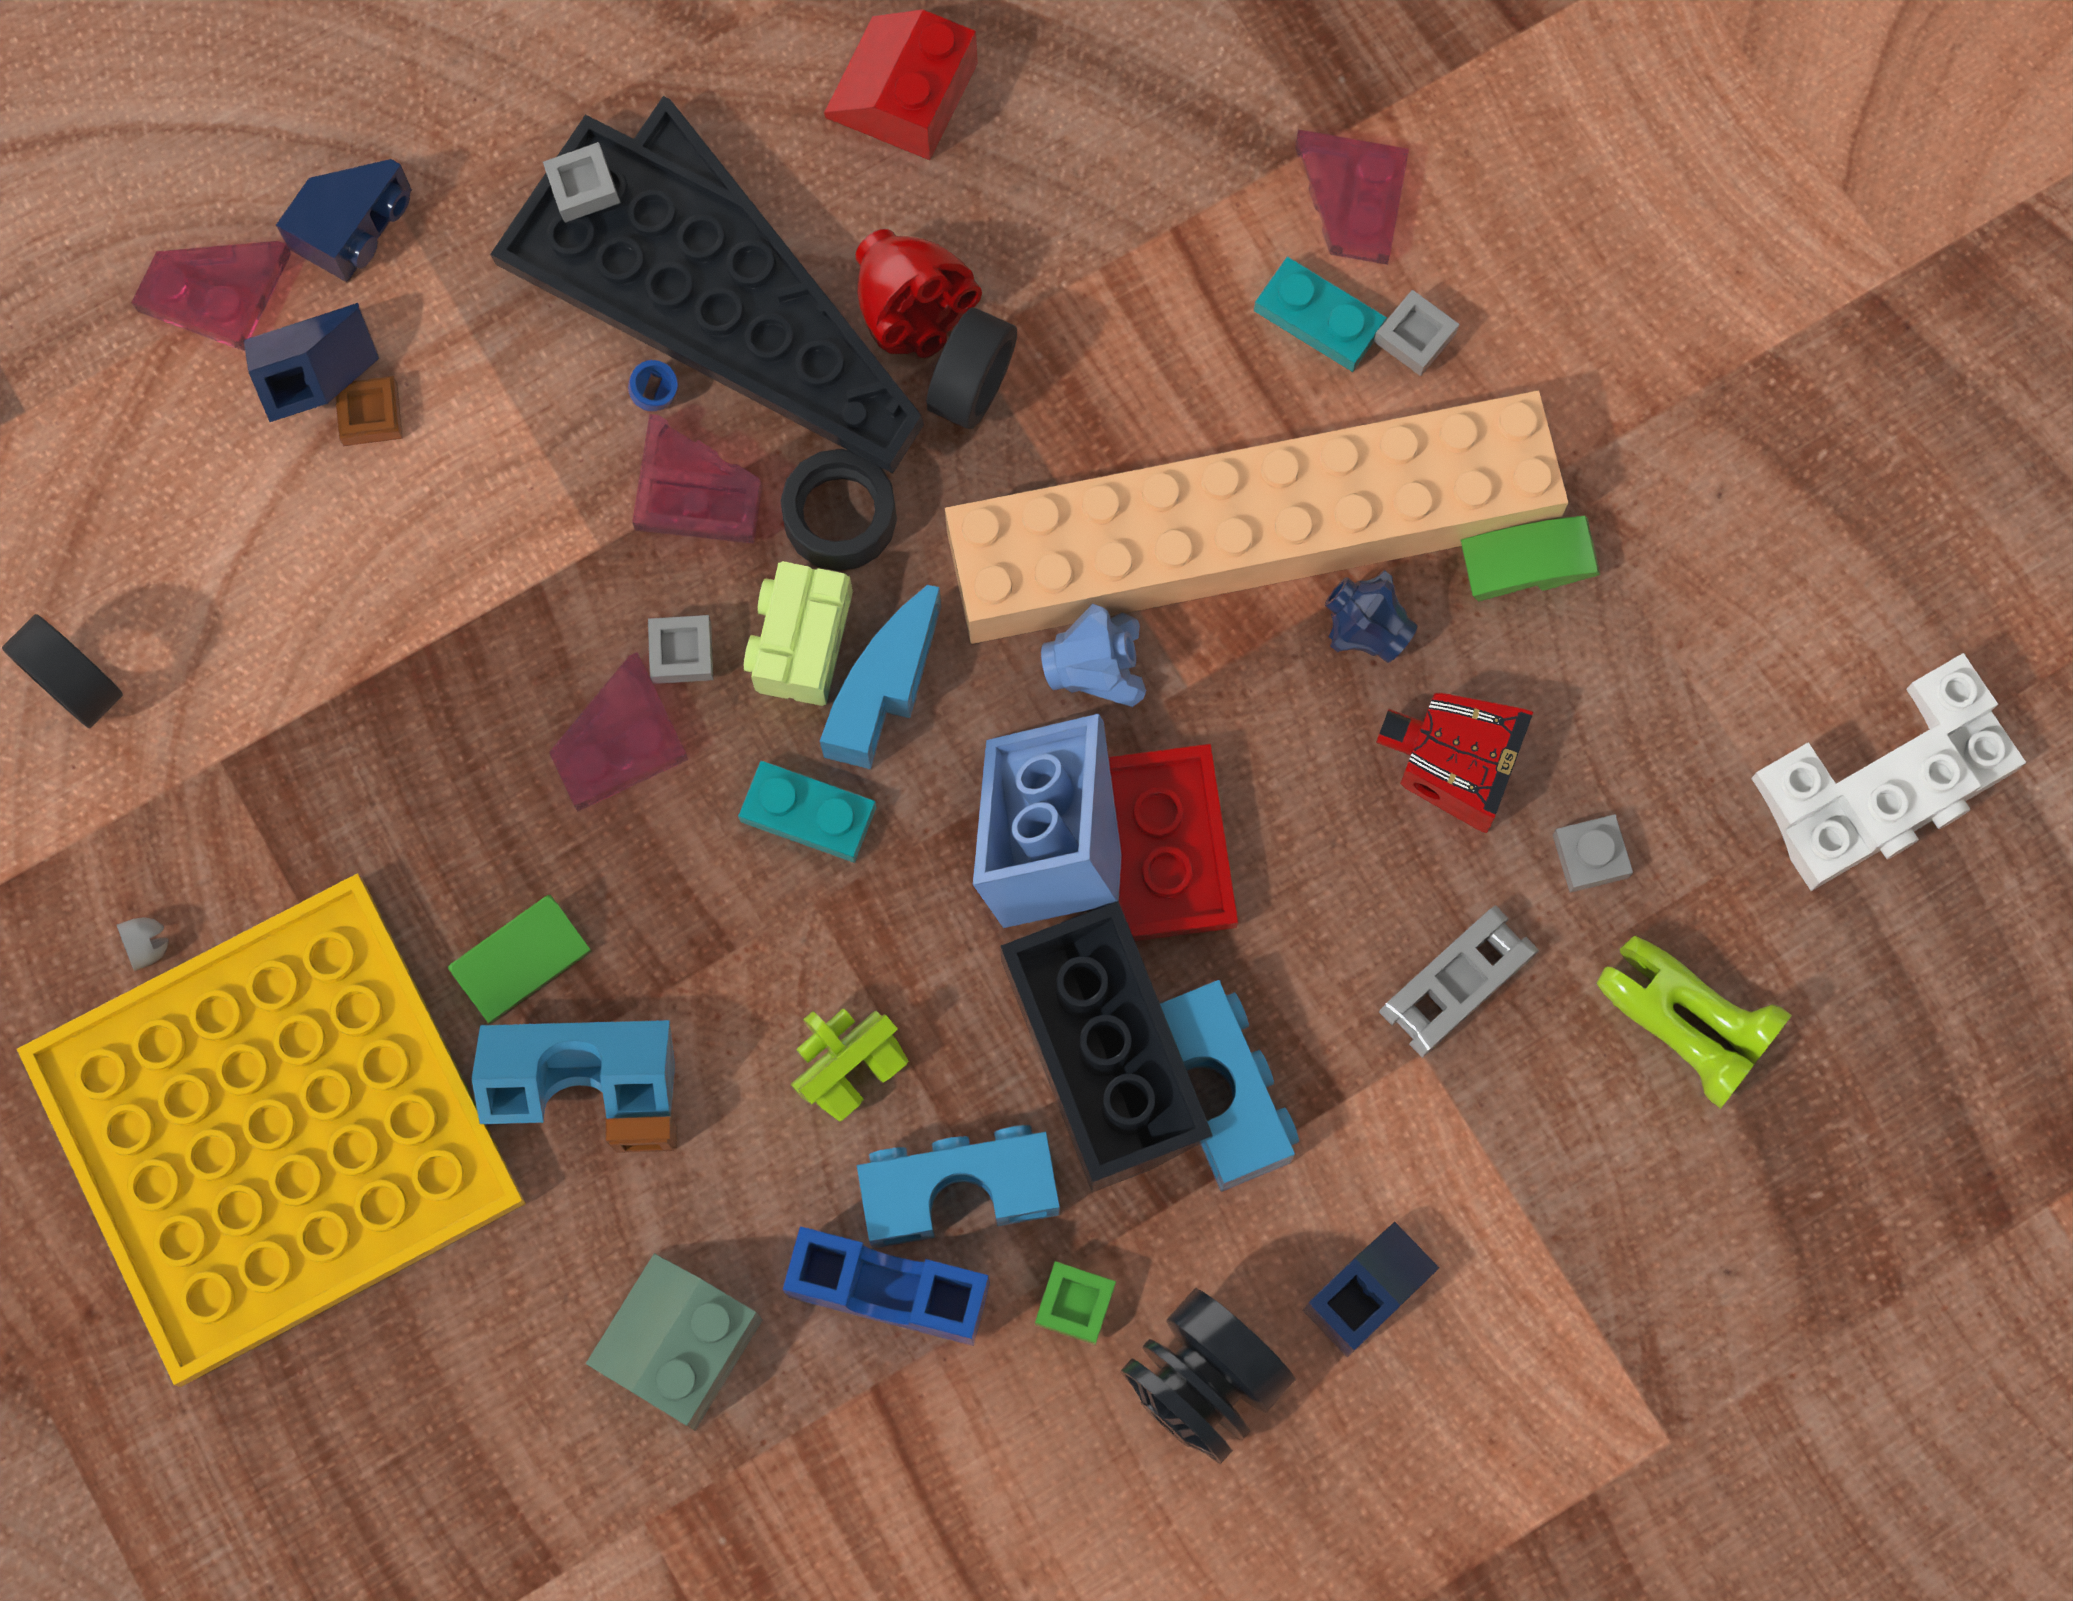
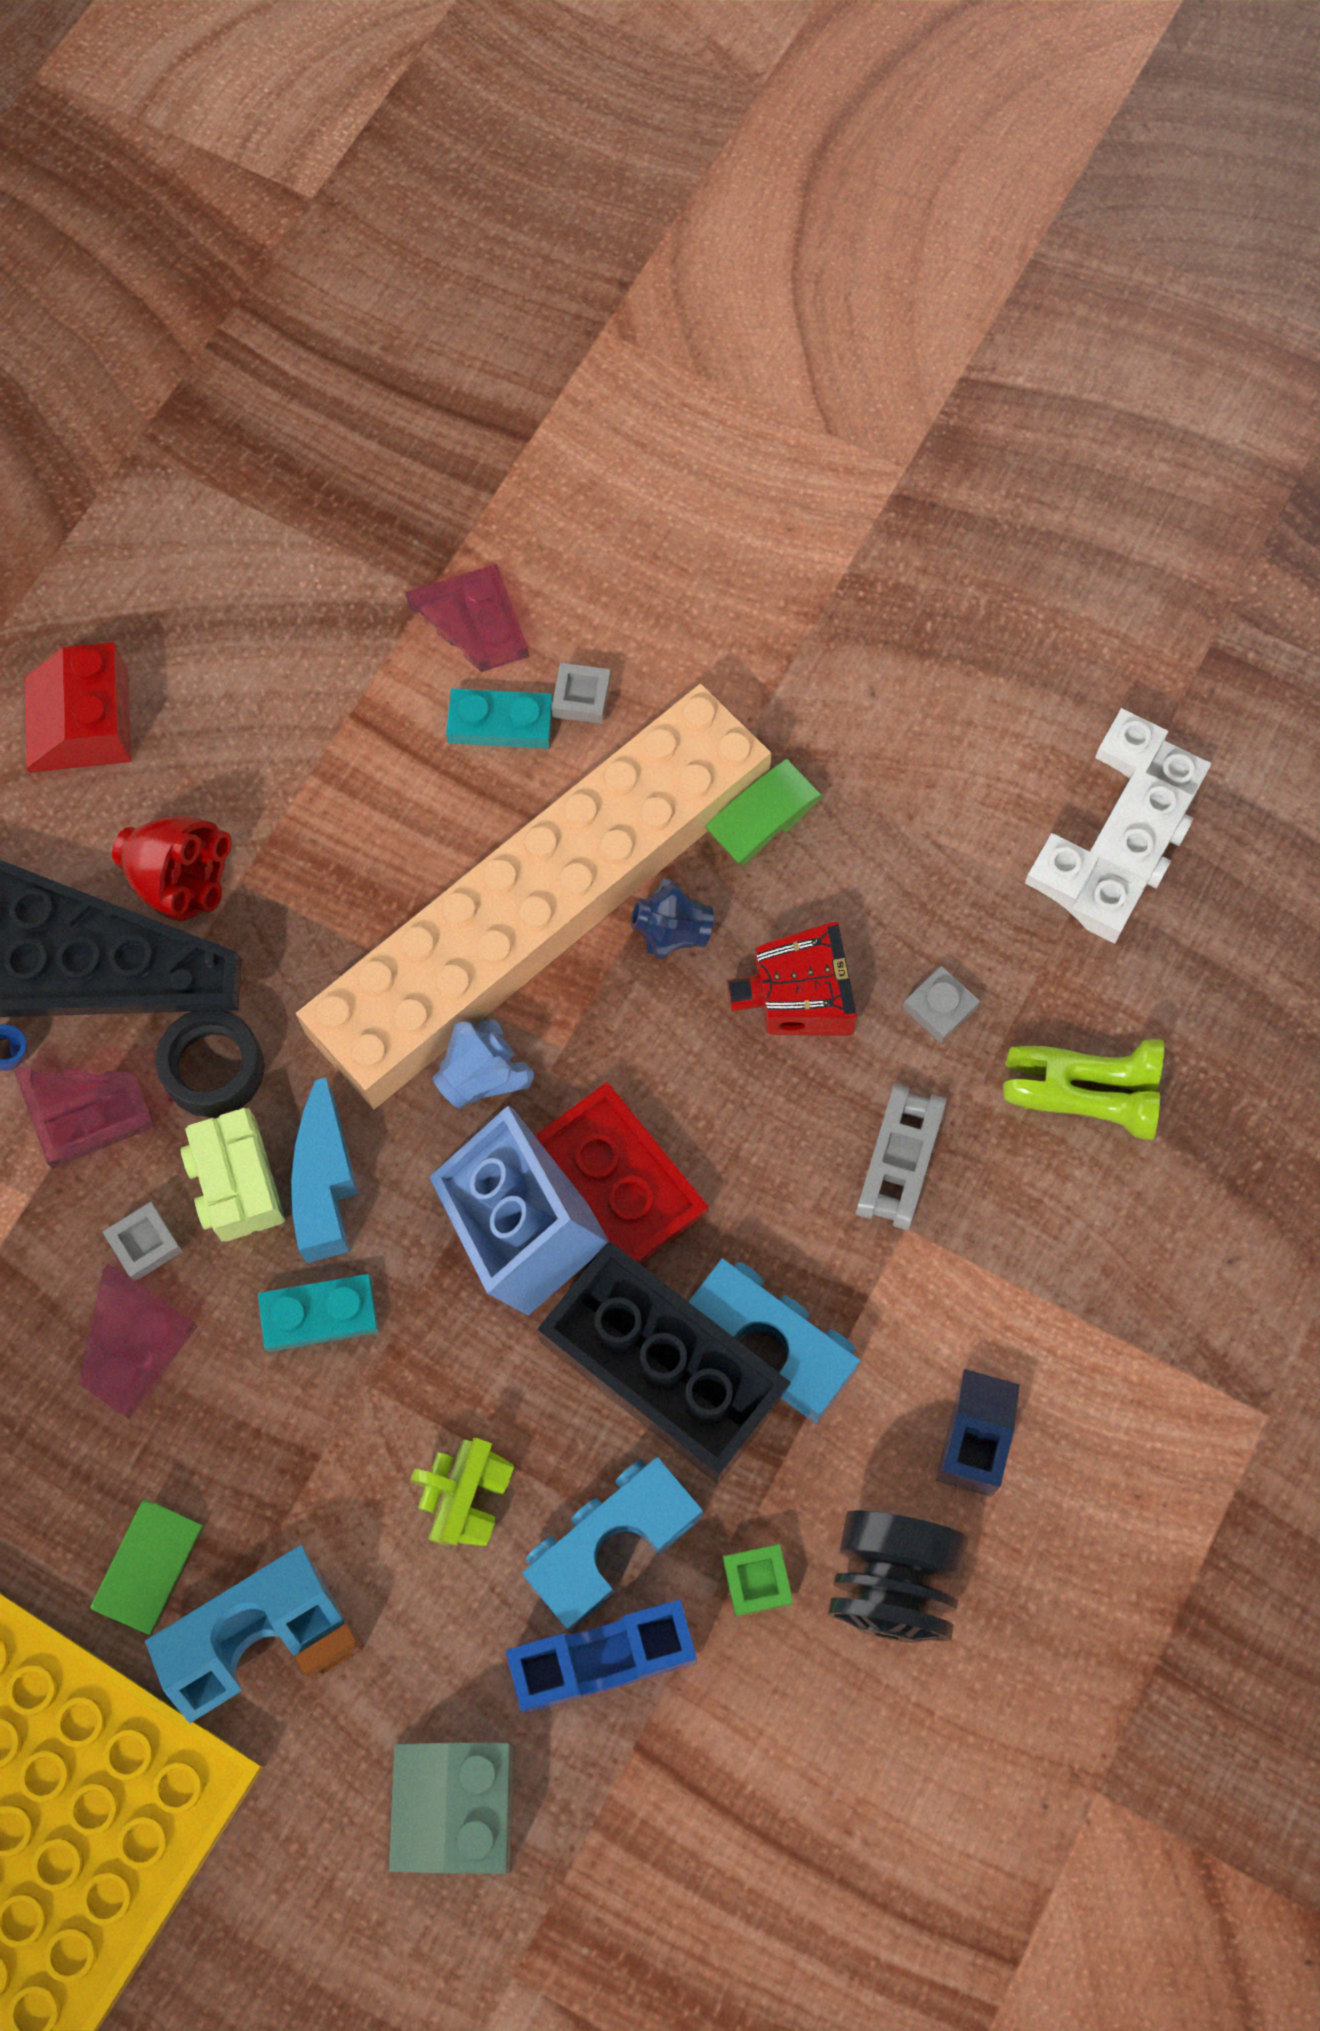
camera: 30 degrees left, 5 degrees down
(971, 368) = (255, 896): black tyre -> none

